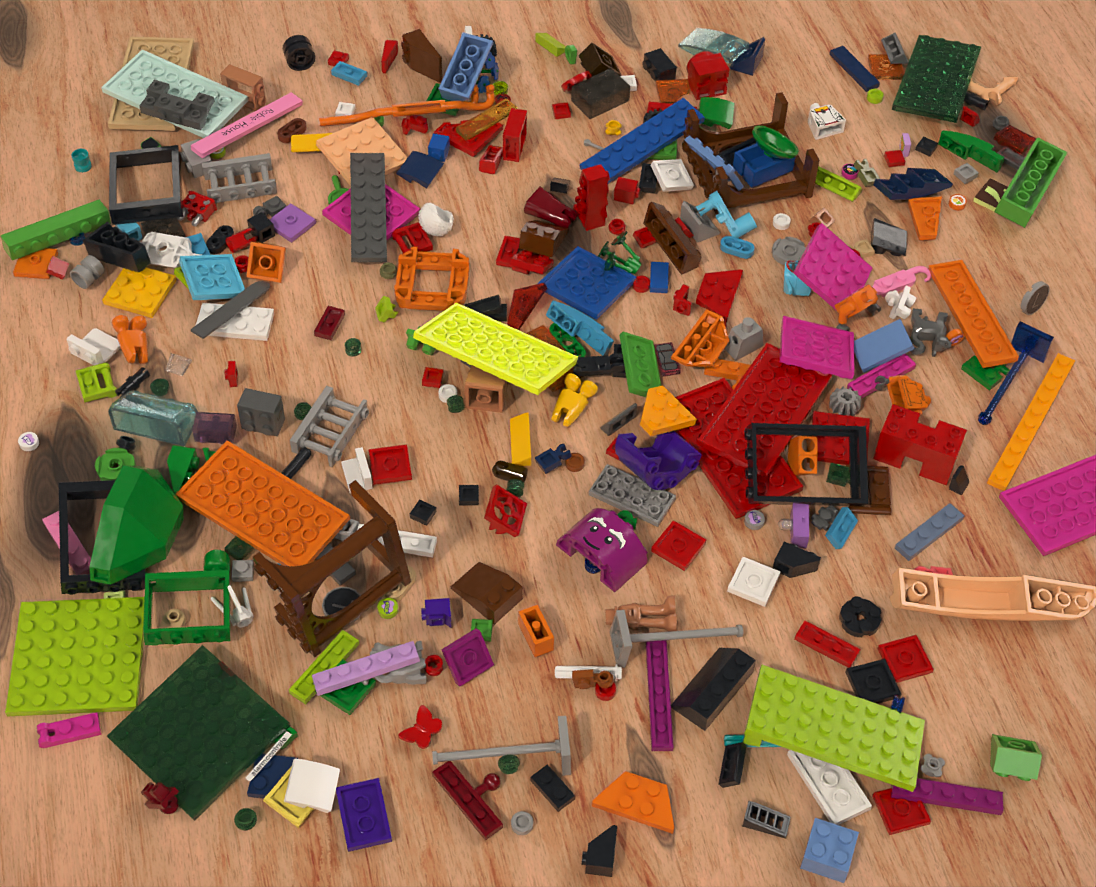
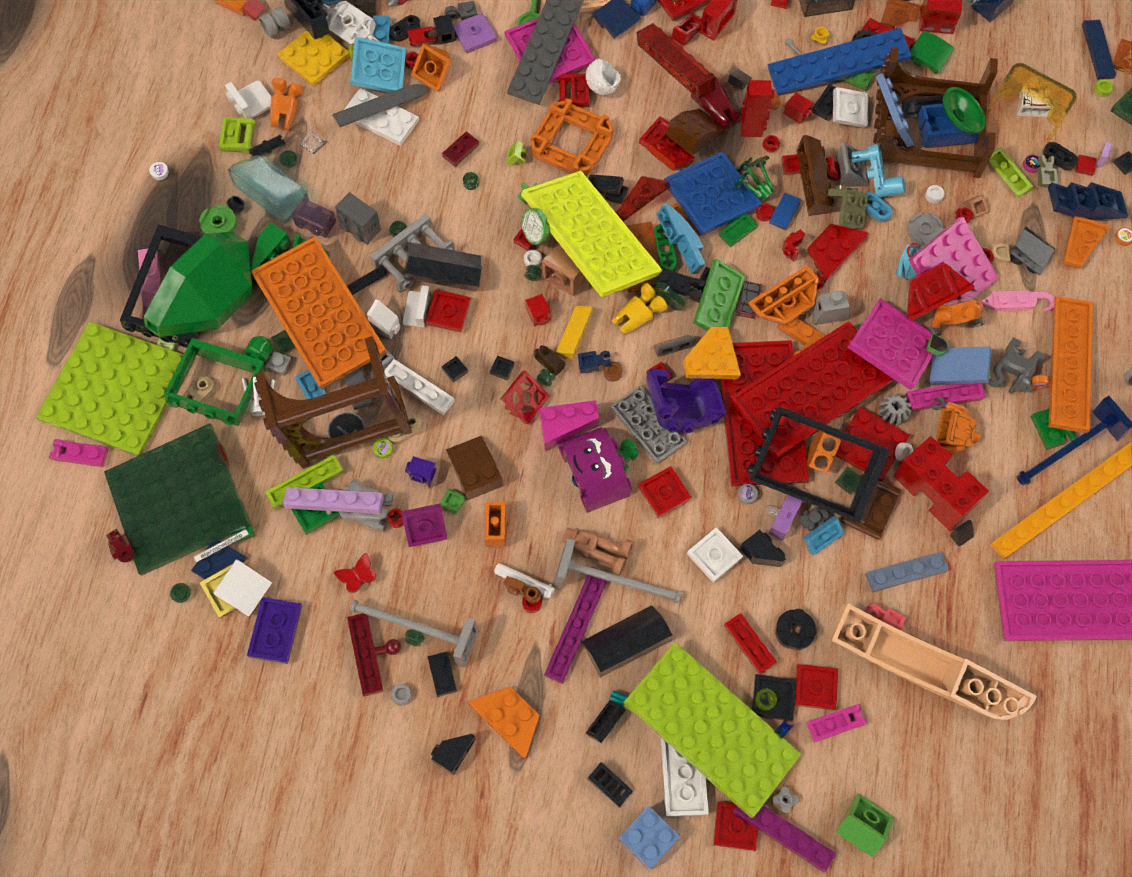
camera: 25 degrees right, 15 degrees up
(231, 374) = (353, 169): red plate -> none
(333, 490) = (383, 320): none -> white slope
(368, 426) = (443, 267): none -> black slope
(388, 270) = (537, 114): olive plate -> none
(440, 359) = (535, 226): none -> tile
(477, 433) = (538, 310): none -> red brick
(497, 185) = (676, 61): none -> clear red brick
(555, 517) = (567, 421): none -> dark pink wedge
(601, 380) = (670, 296): none -> clear green tile
(625, 306) = (738, 230): none -> green tile
(719, 249) = (852, 206): none -> olive bracket
(828, 289) = (934, 289): none -> red wing
(829, 106) = (1040, 87): none -> clear yellow windscreen
(853, 336) = (936, 345): none -> black tile
(868, 685) = (765, 699): none -> clear neon green tile
(872, 433) = (902, 451): none -> white tile
(875, 158) = (1061, 155): none -> black plate
(898, 301) = (1011, 321): white hips -> none
(940, 681) = (835, 723): none -> dark pink plate

